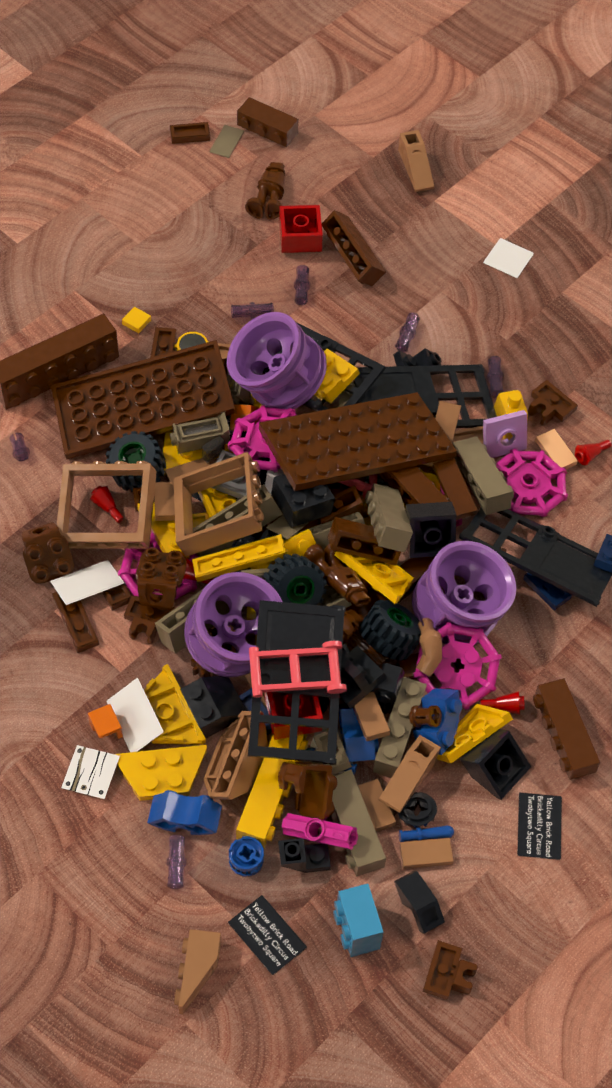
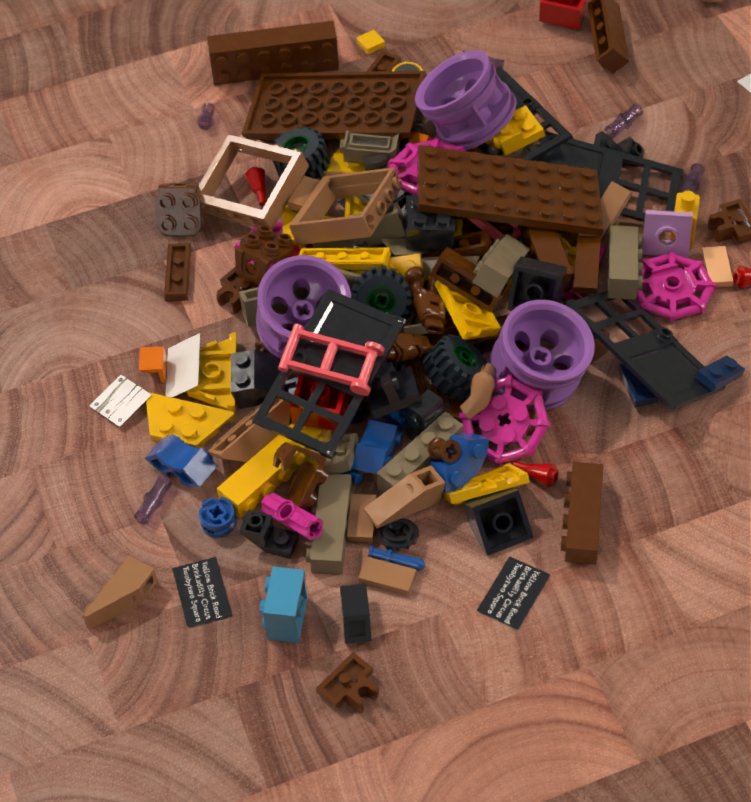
camera: 30 degrees right, 5 degrees down
(87, 582) = (203, 244): white sticker -> none
(117, 596) = (223, 263): reddish brown tile -> none
(302, 285) = (542, 53): pin -> none
(371, 718) = (391, 433): medium nougat tile -> none

